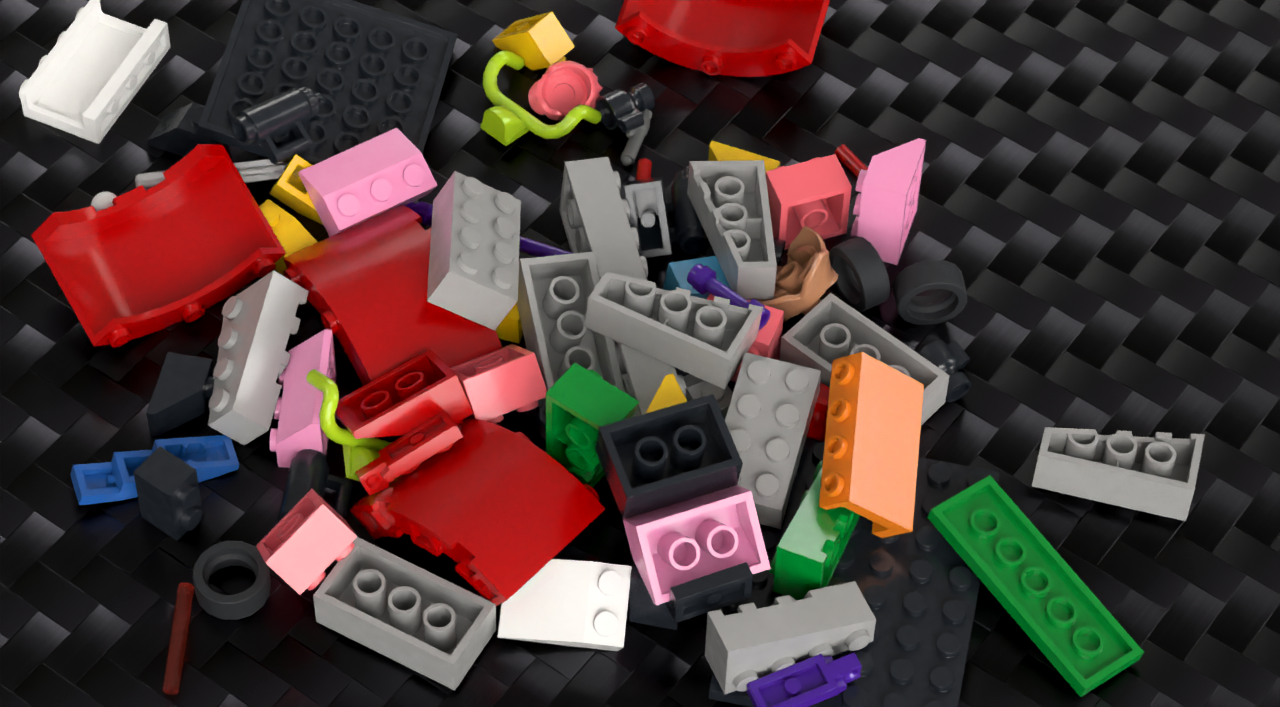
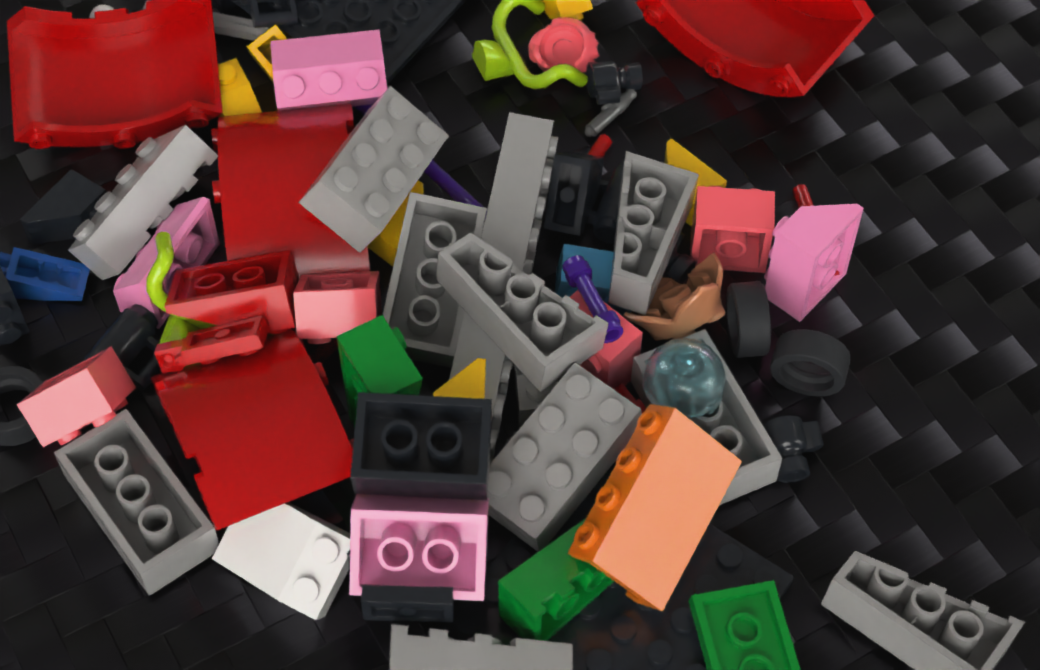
camera: 25 degrees right, 5 degrees up
(835, 331) = (685, 377): none -> clear light blue cylinder

